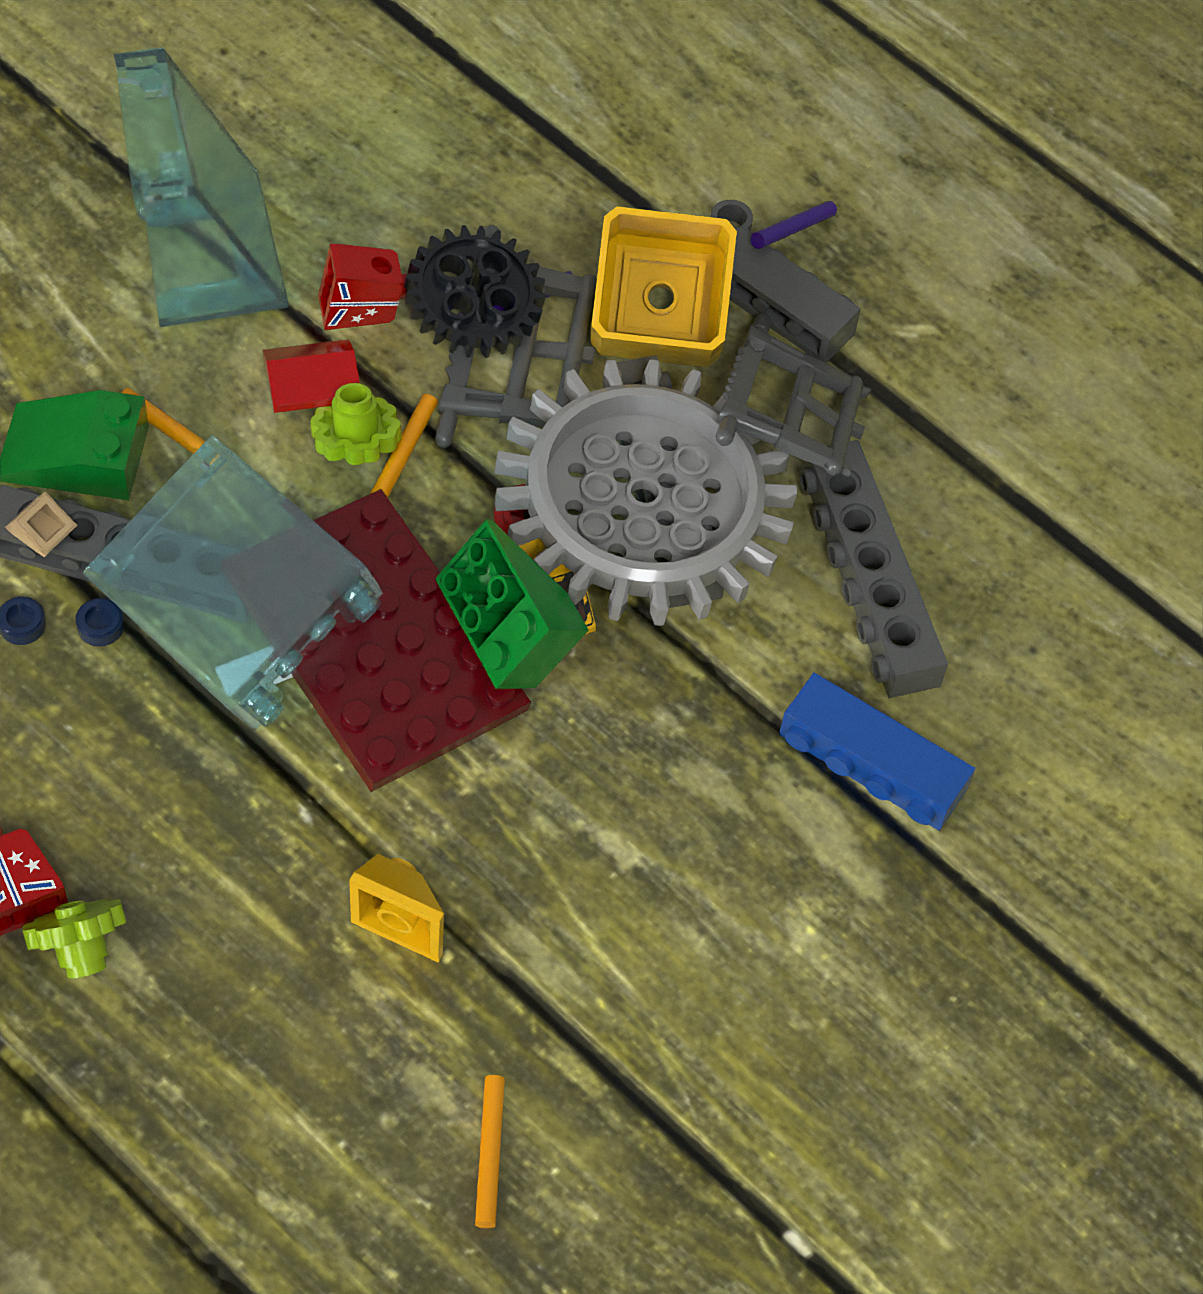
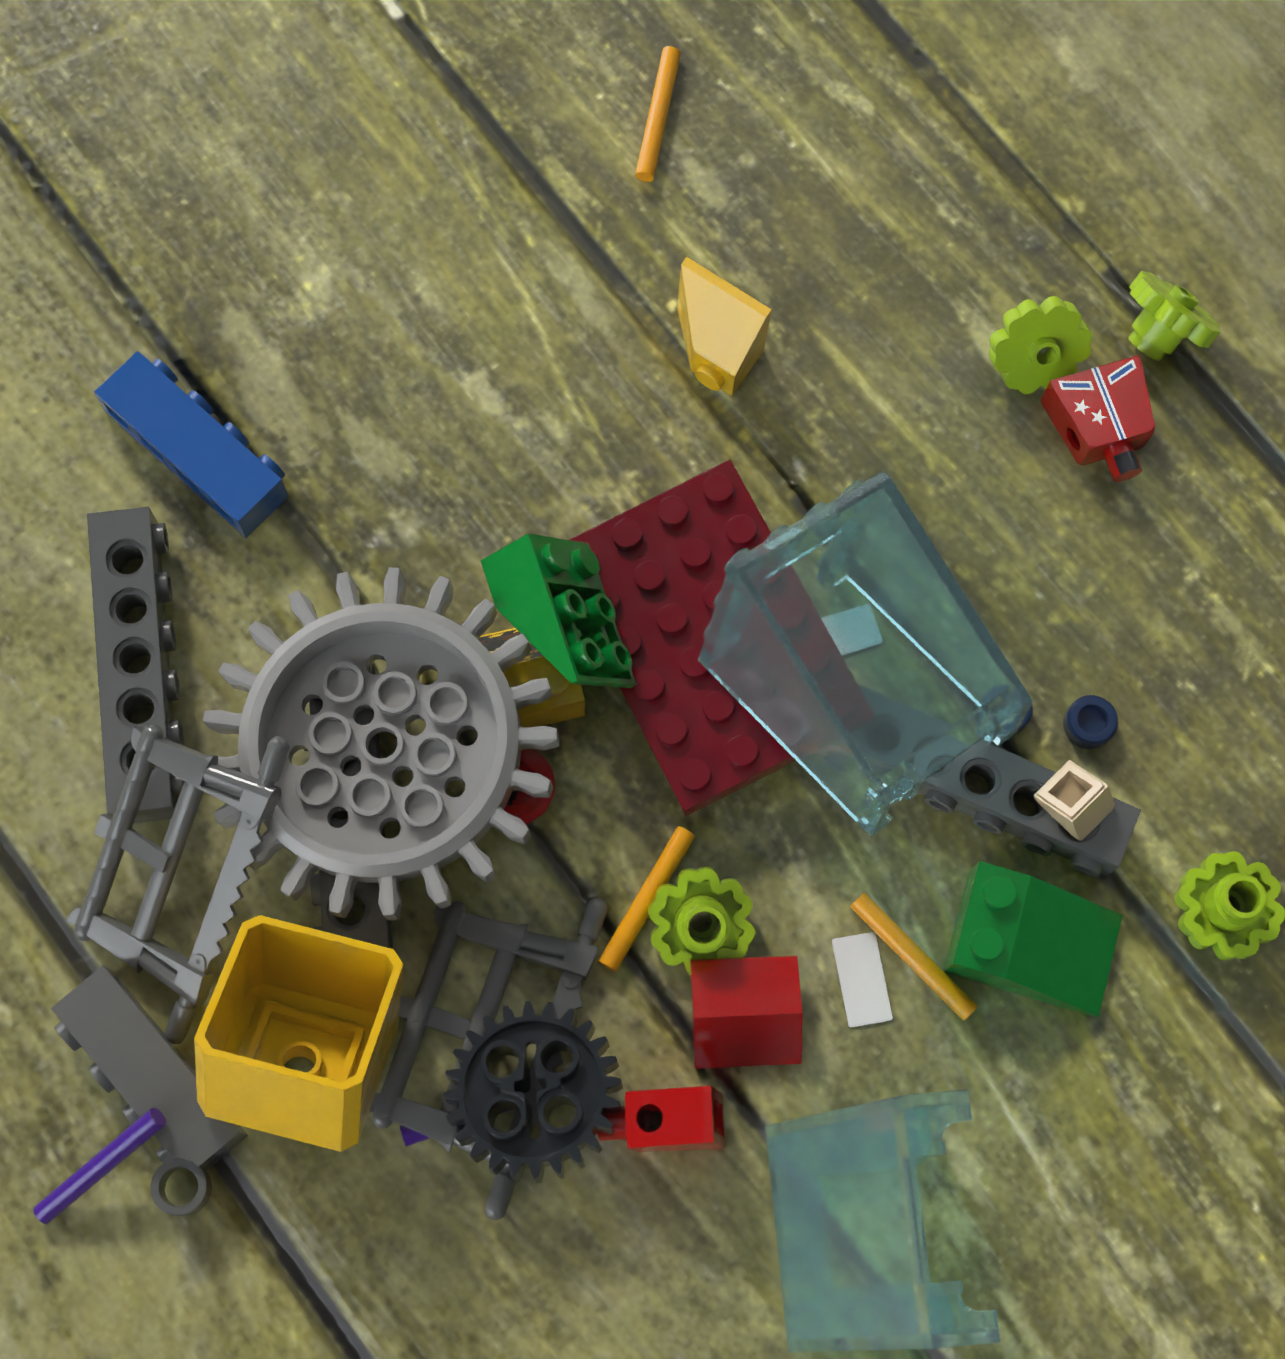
camera: 170 degrees left, 15 degrees up
(217, 413) = (862, 979): none -> white sticker

